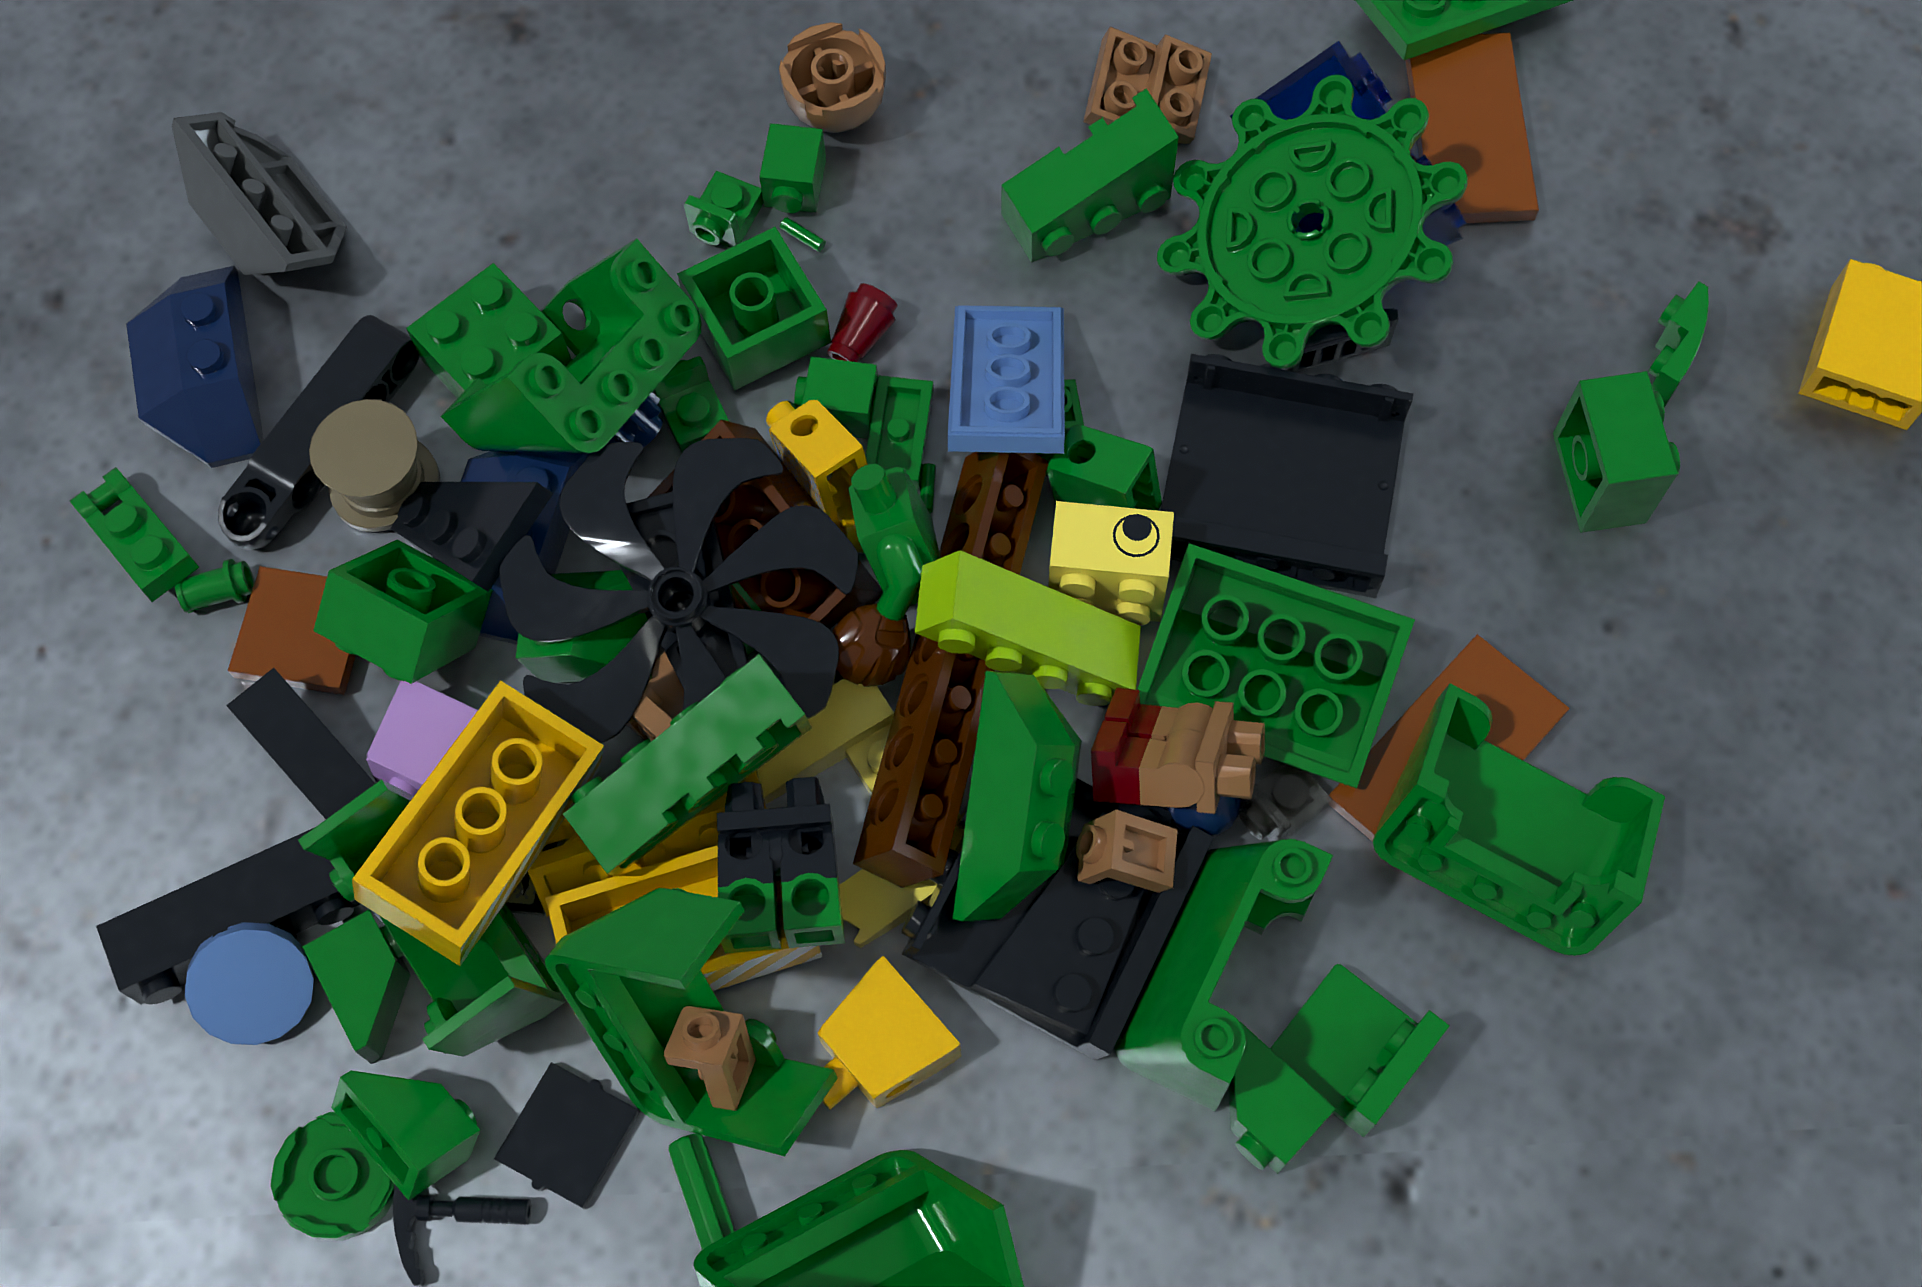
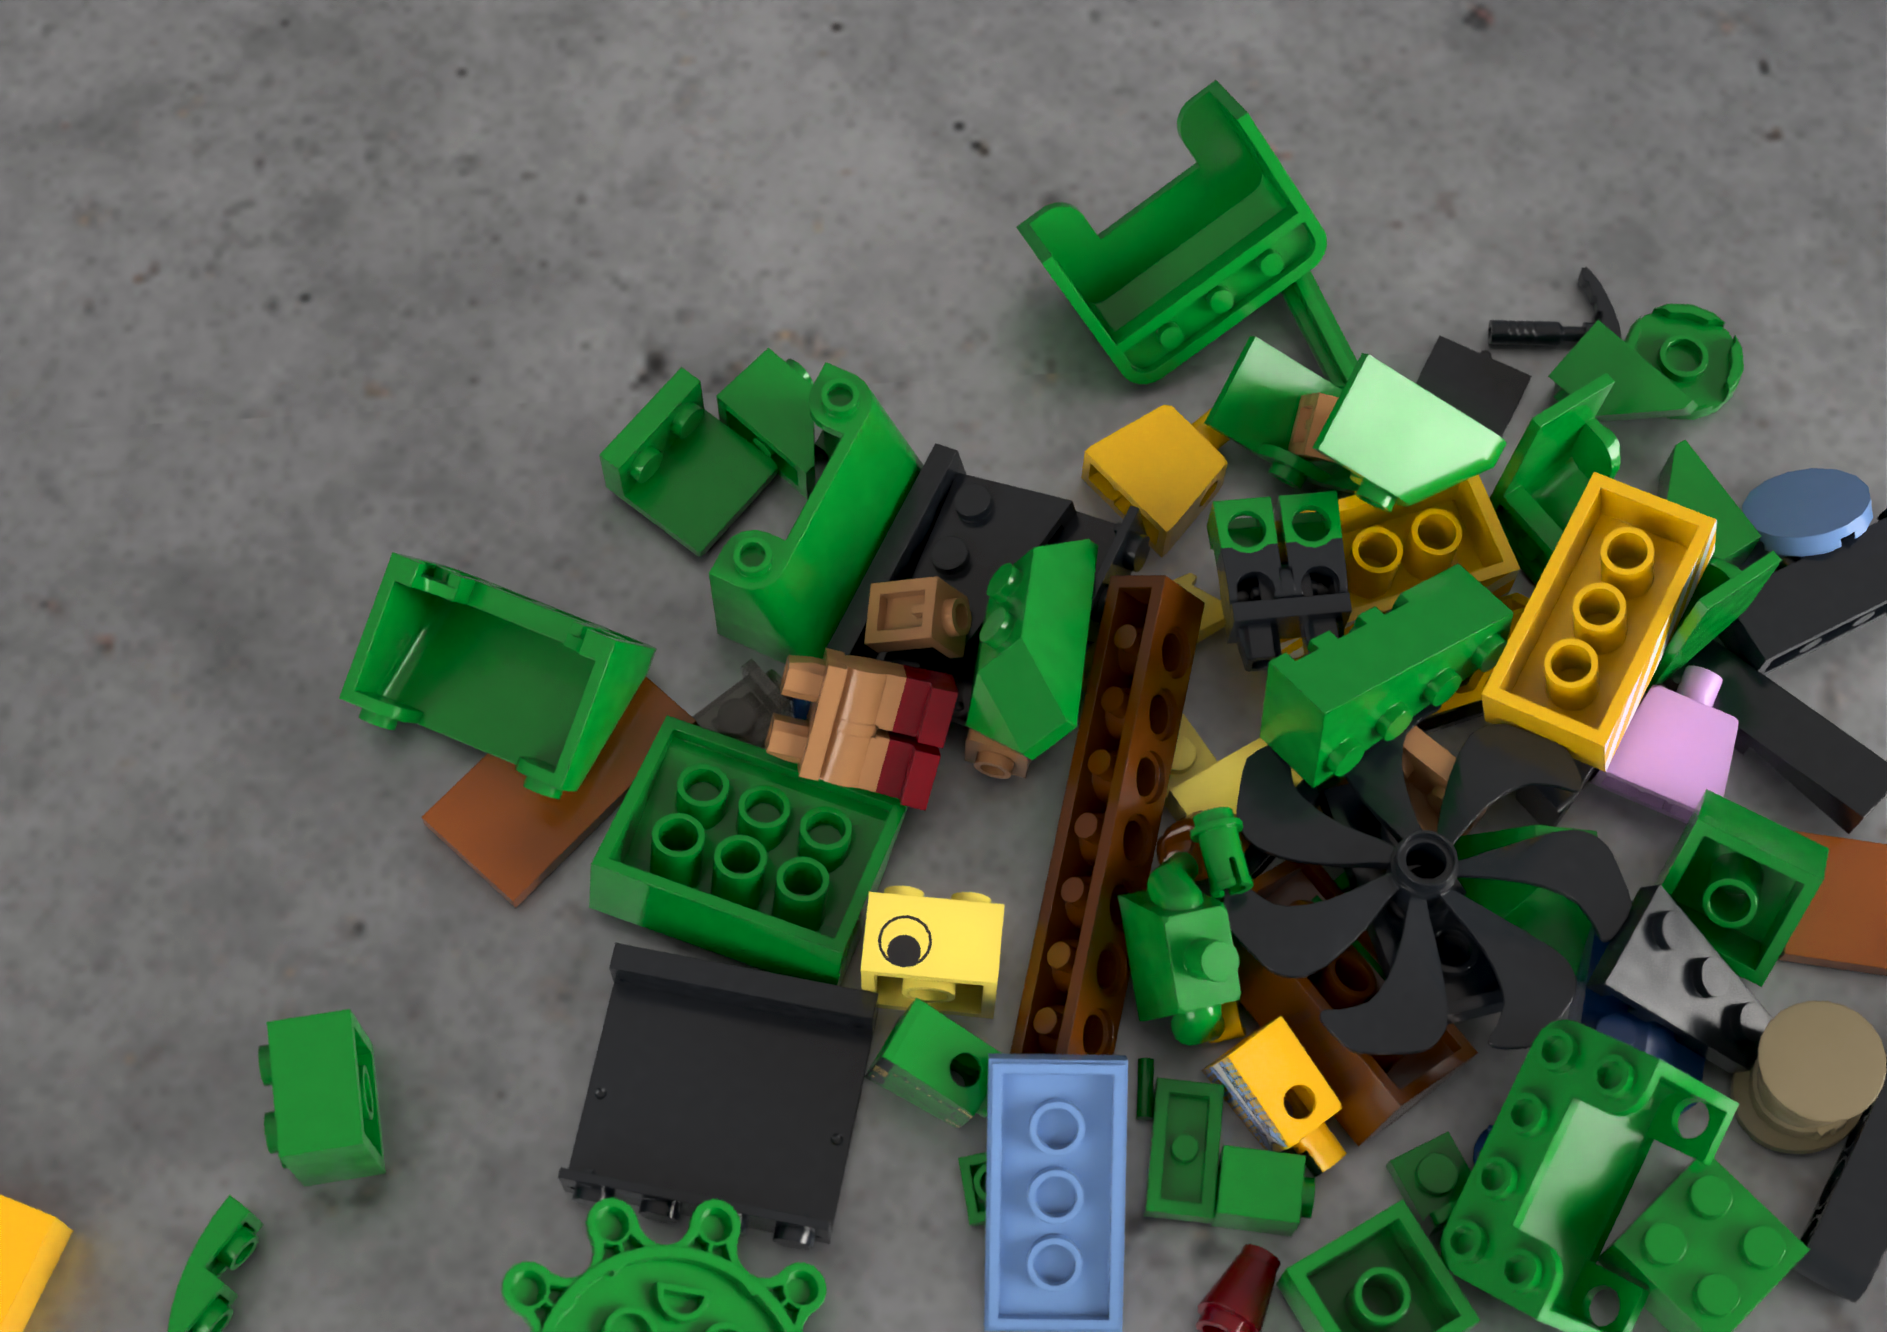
camera: 175 degrees right, 0 degrees up
(856, 603) = (1222, 851): none -> green pin
(1026, 628) = (1030, 840): lime brick -> none

